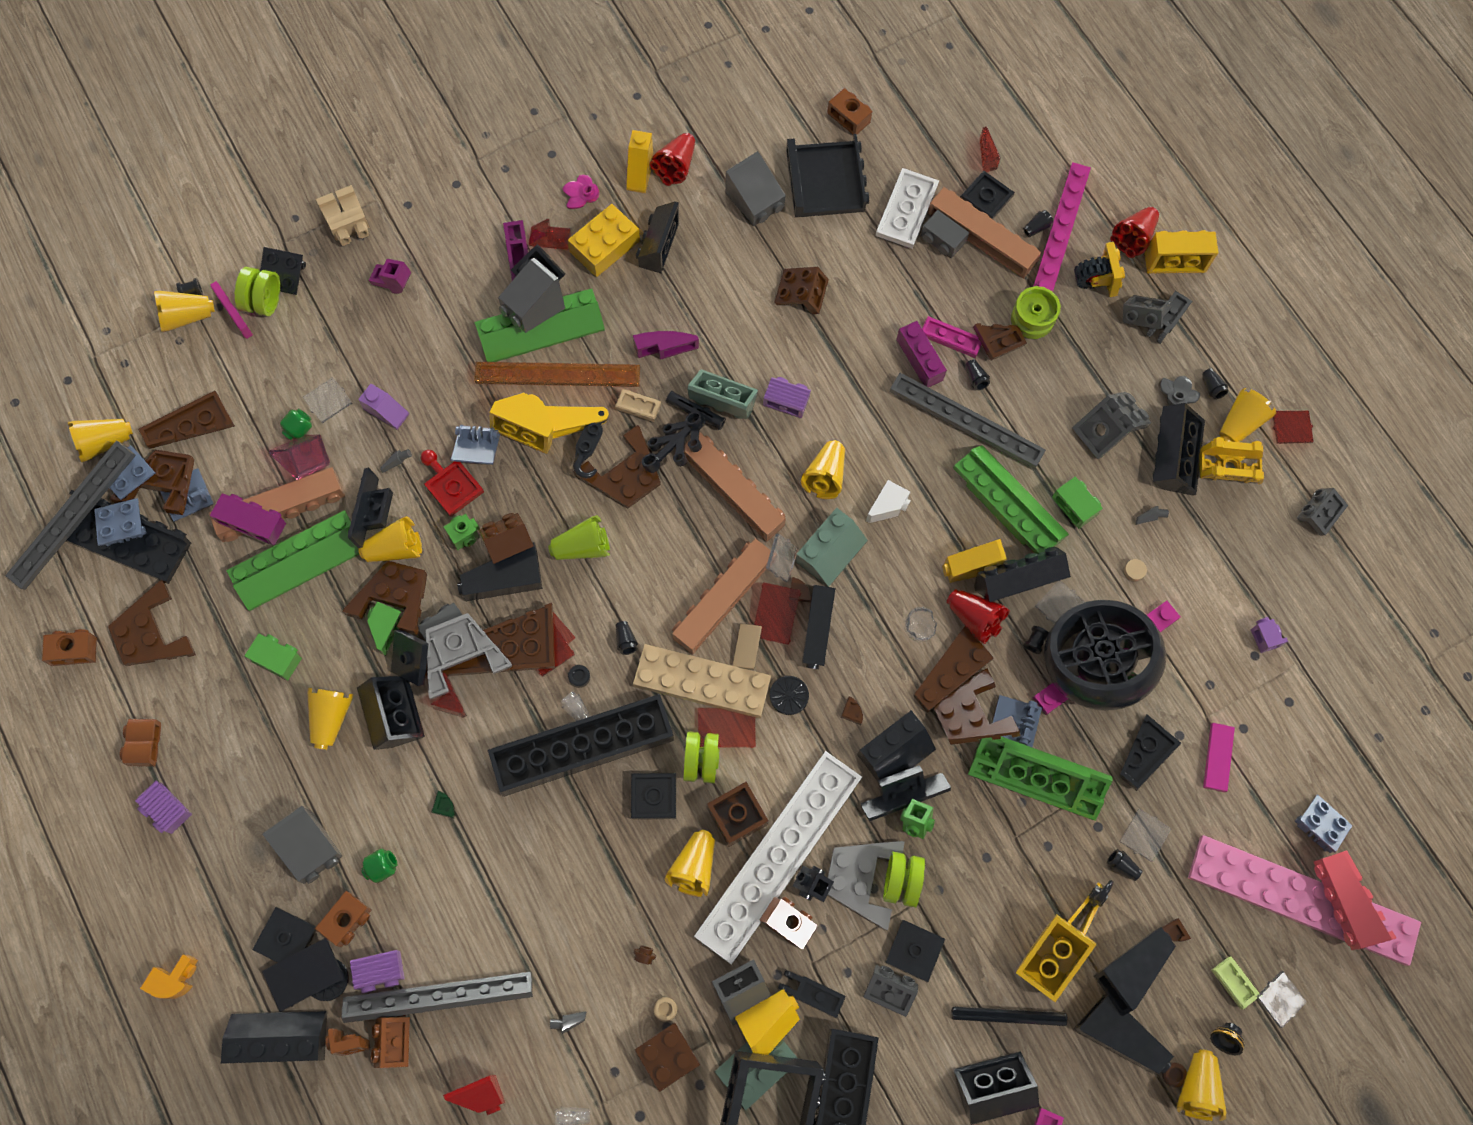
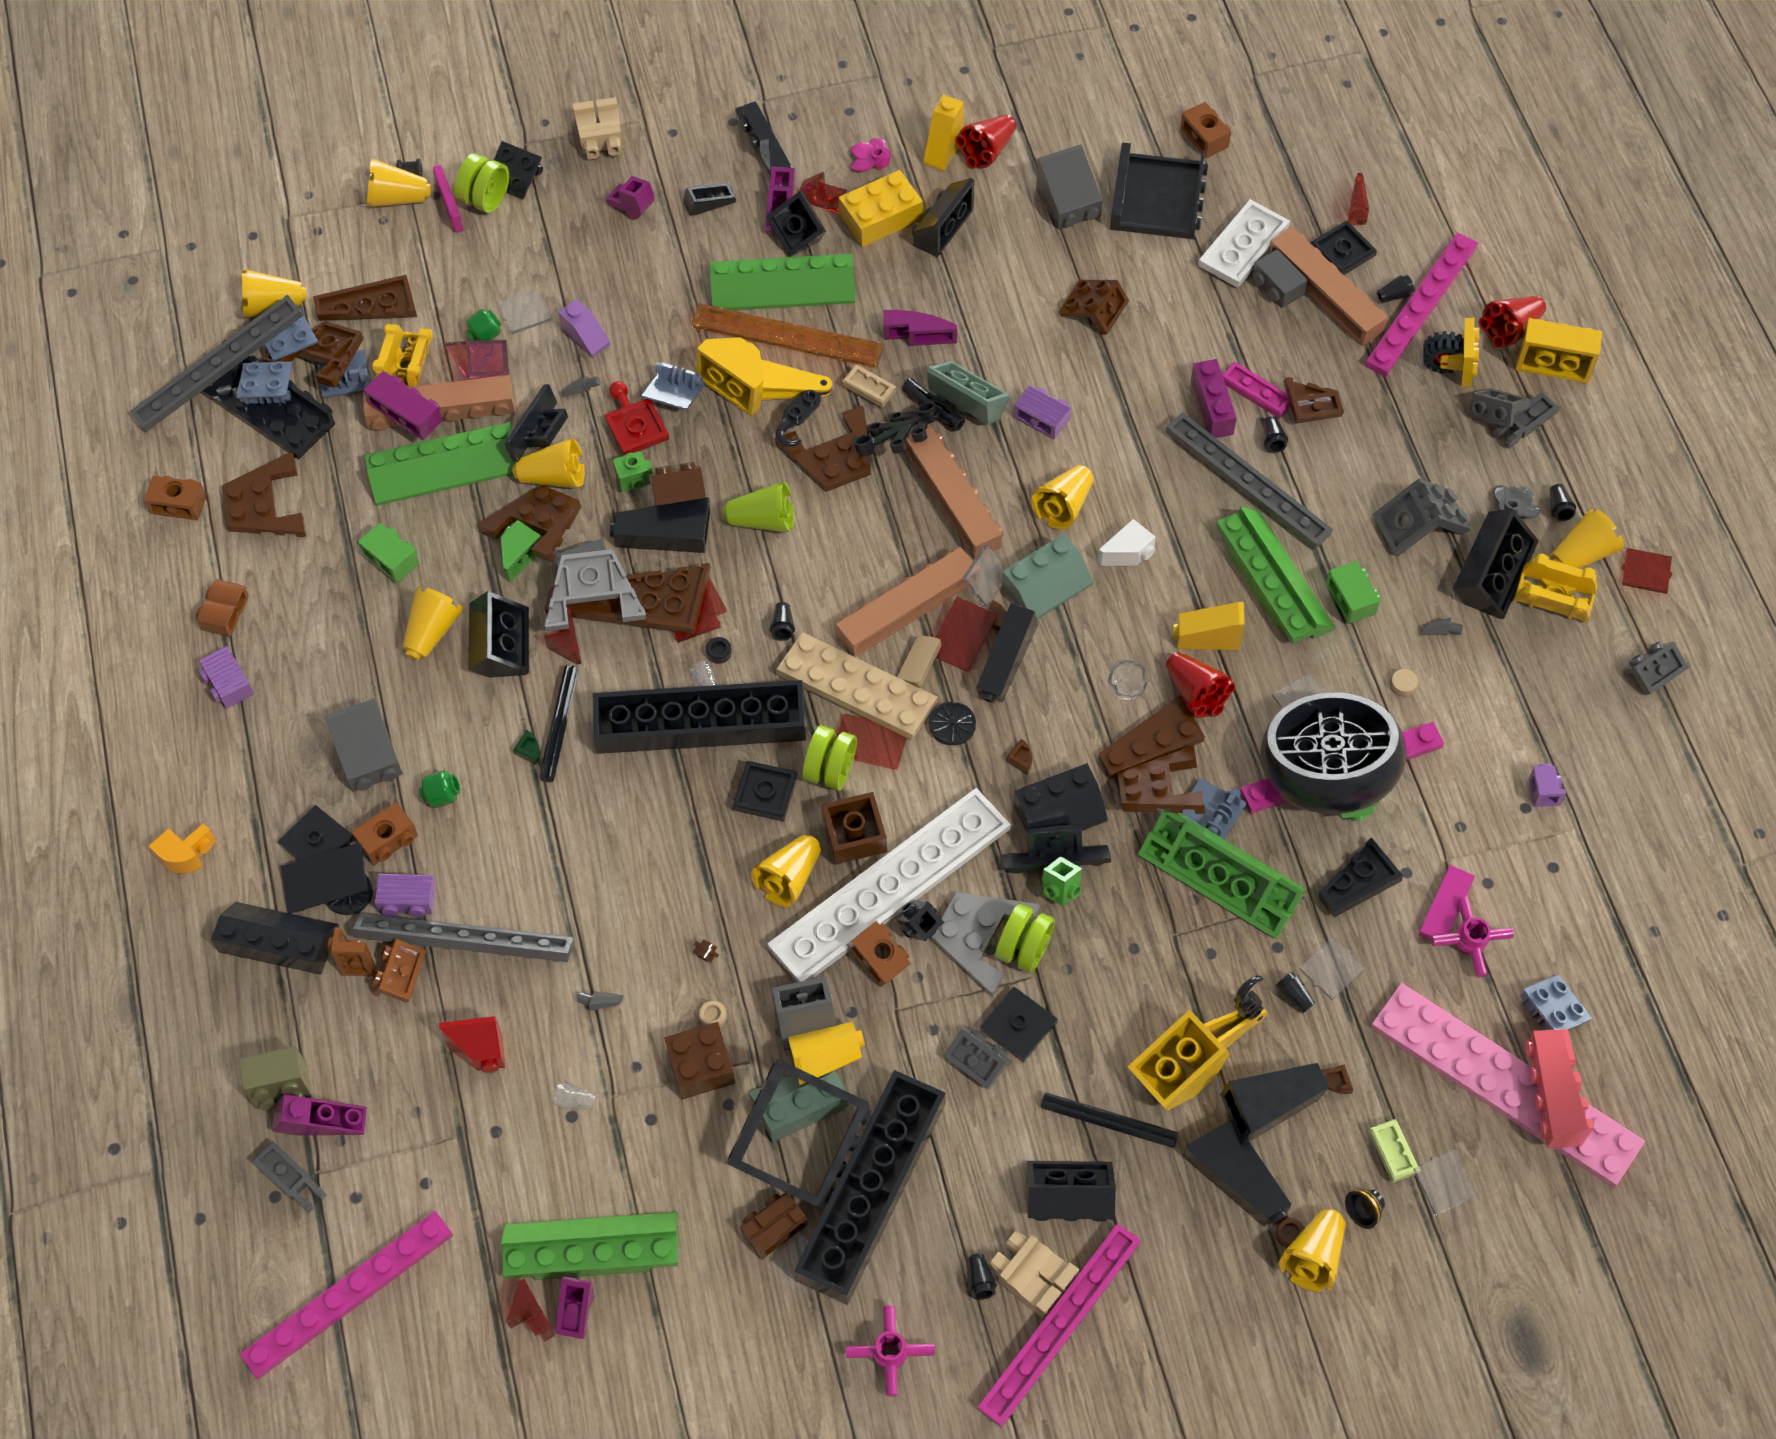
camera: 20 degrees right, 10 degrees down
(224, 470) = (392, 356): none -> yellow piece
(409, 657) = (535, 582): black plate -> none
(447, 269) = (696, 204): none -> black slope
(463, 777) = (558, 724): none -> black axle
(486, 195) = (762, 136): none -> black bracket
(531, 297) = (780, 244): dark grey slope -> none
(814, 994) = (888, 1039): black hinge -> none
(1022, 574) = (1261, 648): black slope -> none
(1036, 312) = (1363, 380): lime wheel -> none
(1036, 639) = (1256, 731): black bush -> none
(1240, 784) = (1478, 929): none -> dark pink bar

